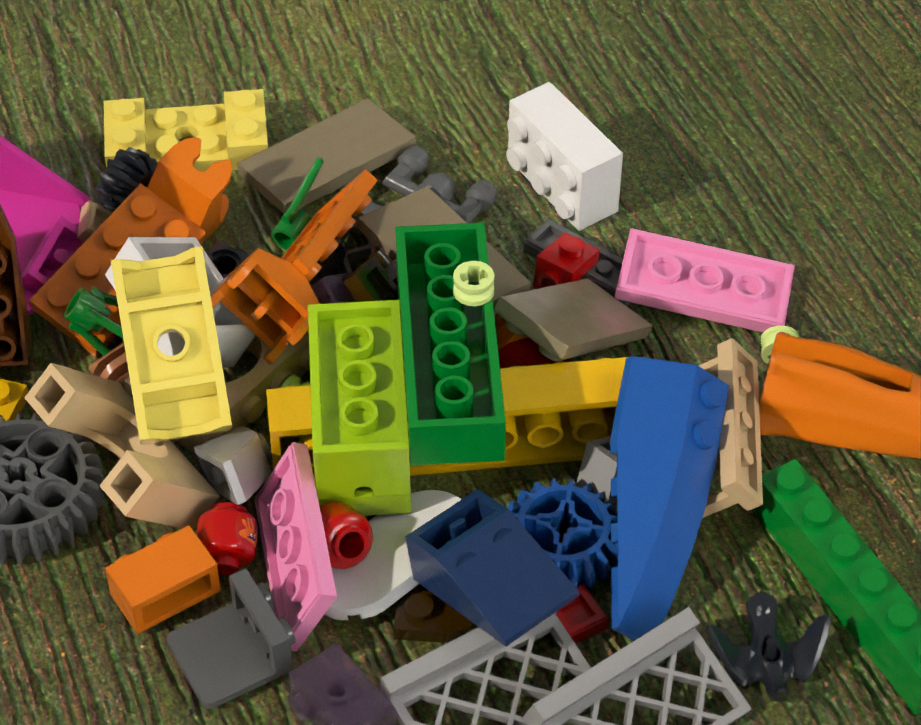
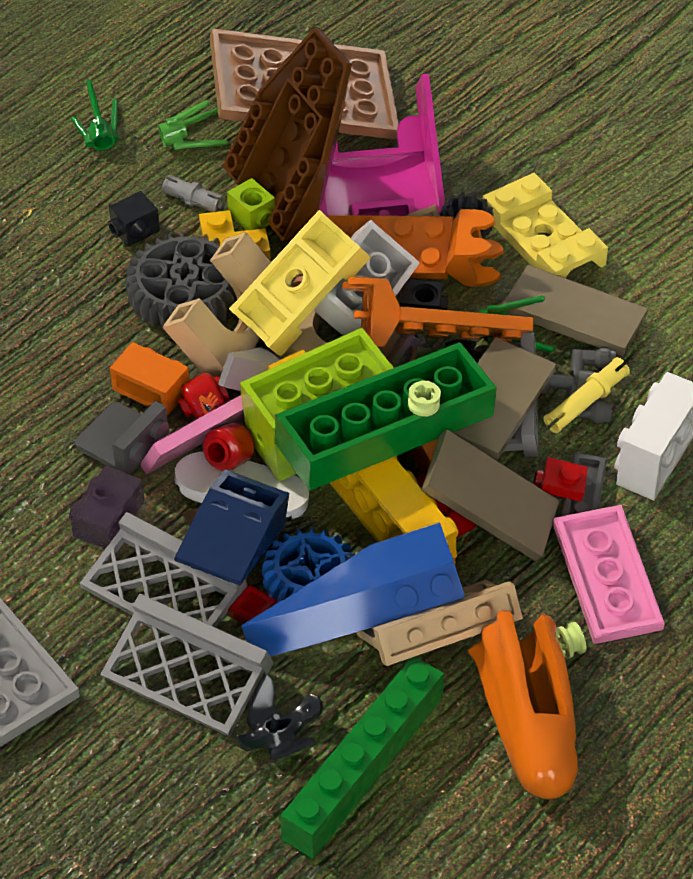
camera: 65 degrees right, 0 degrees up
(461, 178) = (596, 387): none -> light yellow pin

